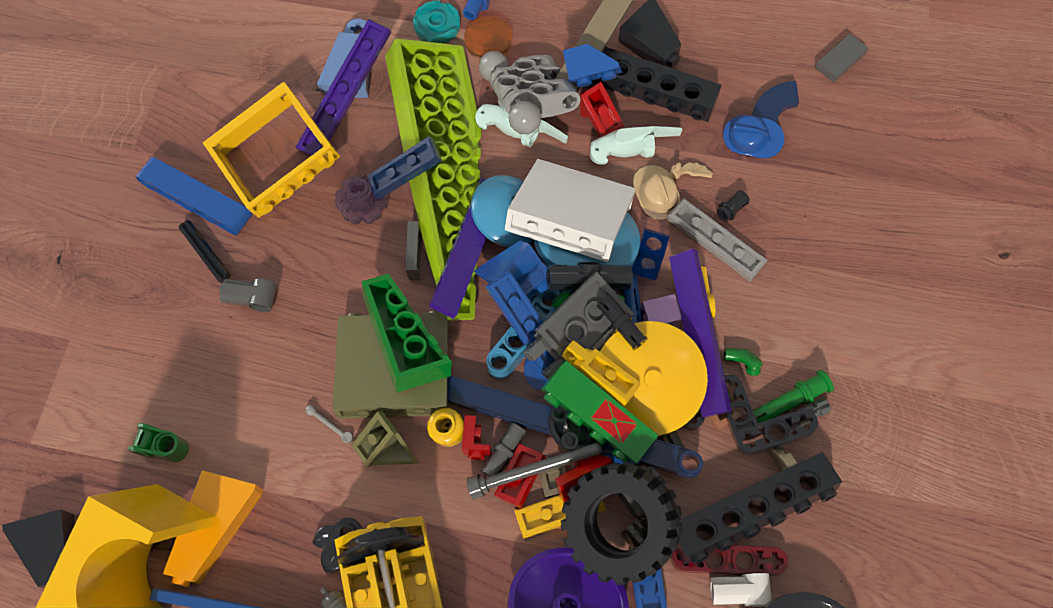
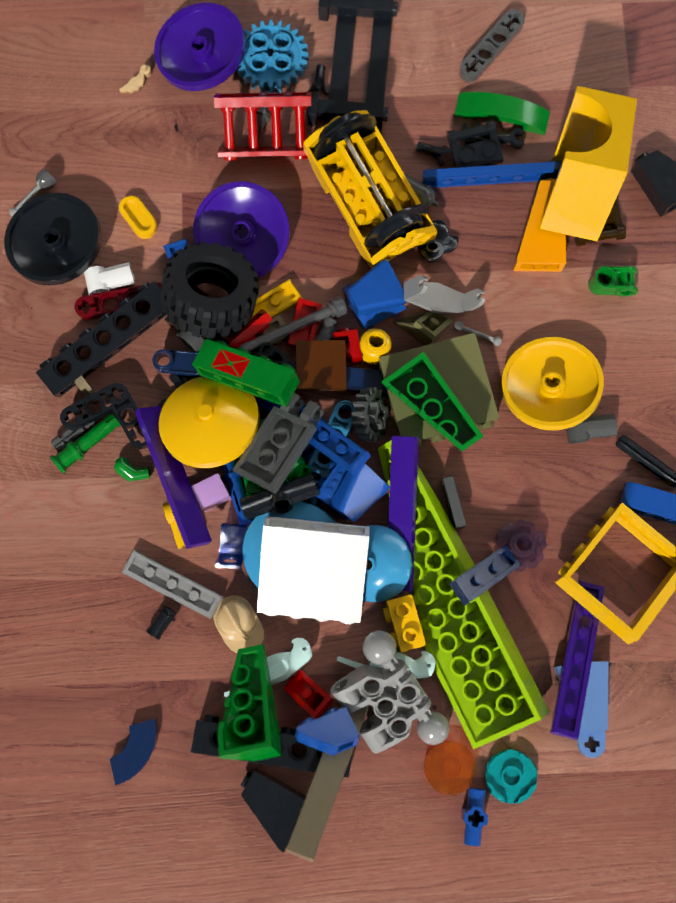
camera: 165 degrees right, 10 degrees up
(269, 342) = (552, 383): none -> yellow dish
(355, 464) = (441, 298): none -> light grey piece
(430, 488) = (375, 295): none -> blue piece
(472, 350) = (370, 414): none -> dark grey gear
(494, 148) = (405, 623): none -> yellow bracket
(512, 416) = (321, 365): none -> reddish brown tile
(602, 372) = (248, 402): yellow hinge -> none
(621, 322) = (240, 449): black pin -> none
(660, 96) = (250, 716): none -> green wedge
(693, 169) = (207, 656): tan piece -> none
(753, 136) = (151, 708): blue piece -> none
(841, 58) = (70, 829): dark grey tile -> none

